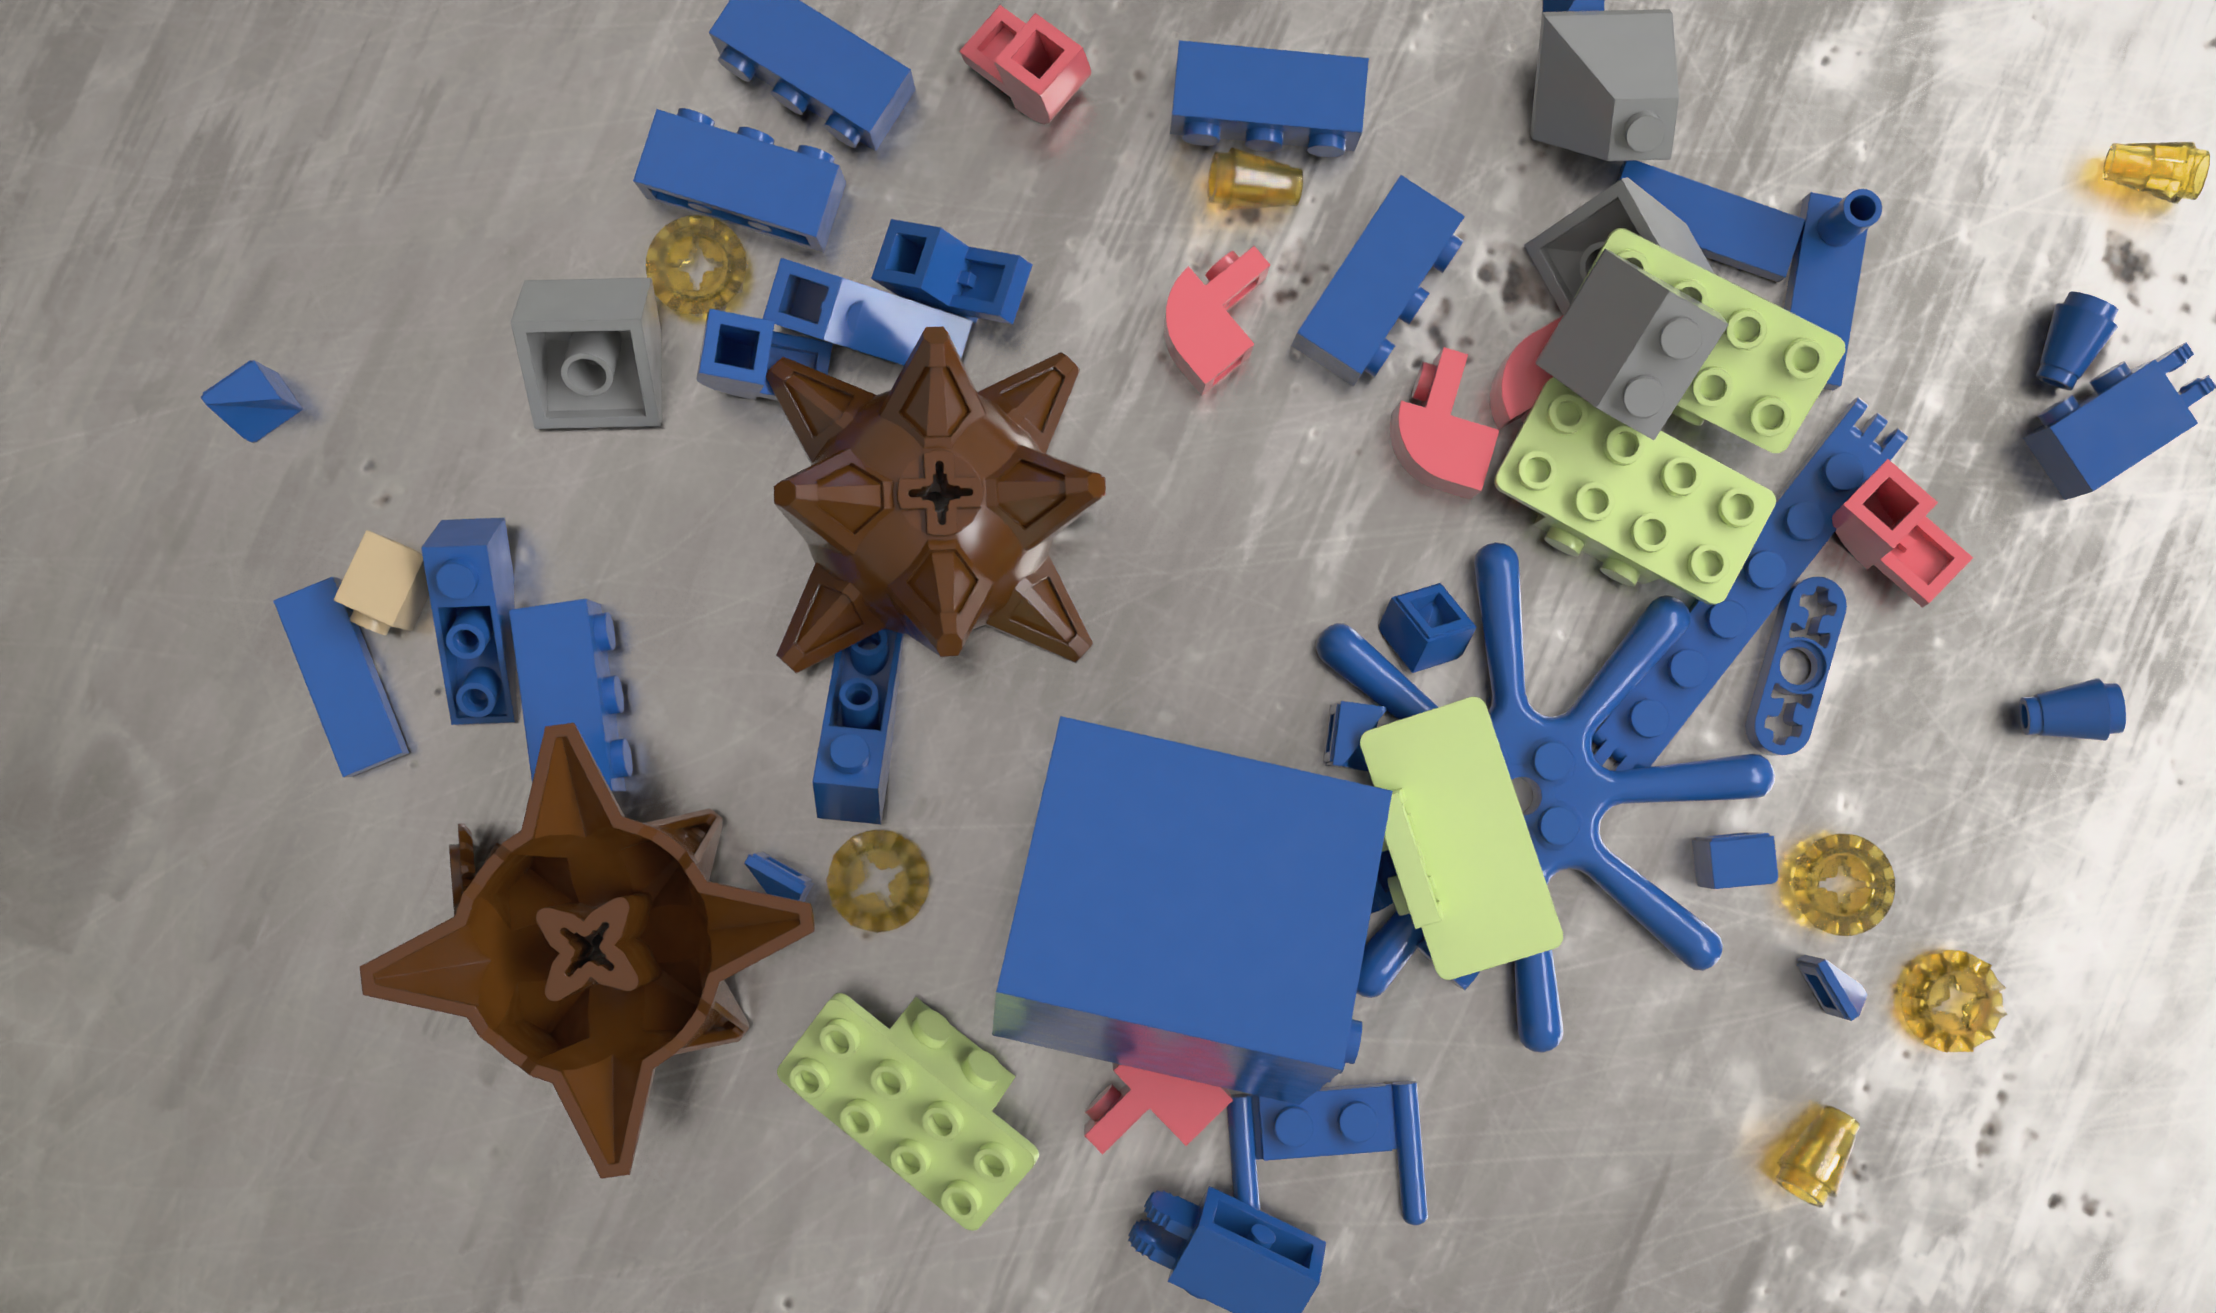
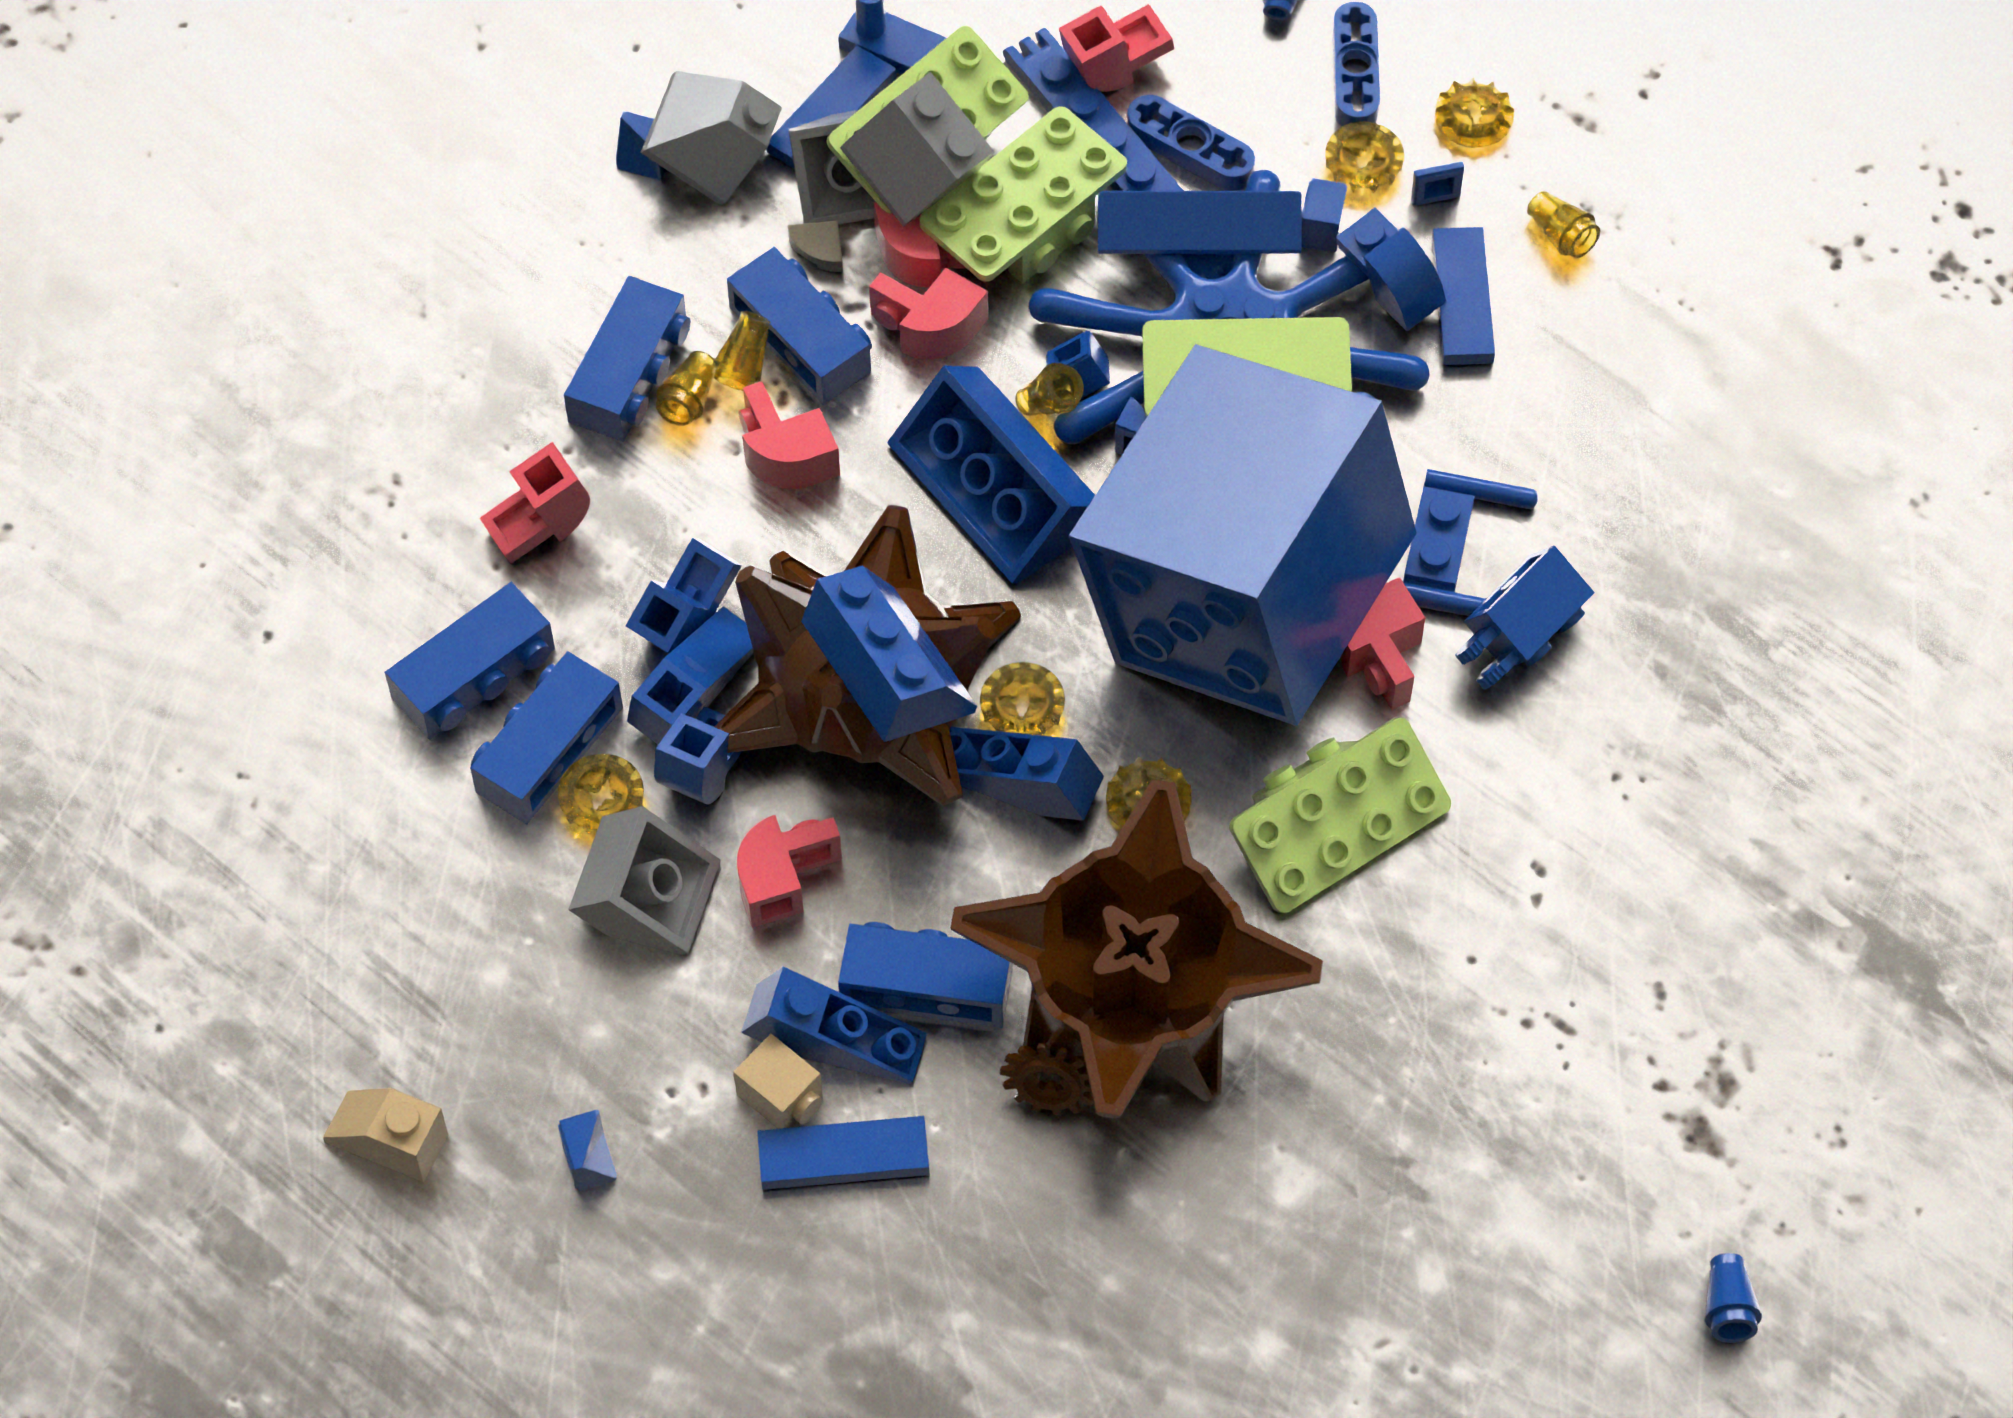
camera: 65 degrees left, 25 degrees down
(215, 181) = (389, 1130): none -> tan slope
(647, 481) = (772, 859): none -> coral brick
(862, 543) = (883, 654): none -> blue slope
(940, 726) = (1005, 685): none -> clear yellow gear
(1247, 575) = (992, 471): none -> blue slope
(1309, 229) = (743, 352): none -> clear yellow cone
(1367, 610) = (1051, 391): none -> clear yellow cone
(1506, 267) = (818, 243): none -> dark tan tile
(1655, 720) = (1199, 222): none -> blue slope
(1675, 969) = (1396, 265): none -> blue brick
(1679, 1059) = (1466, 315): none -> blue tile
(2013, 807) = (1365, 49): none -> beam

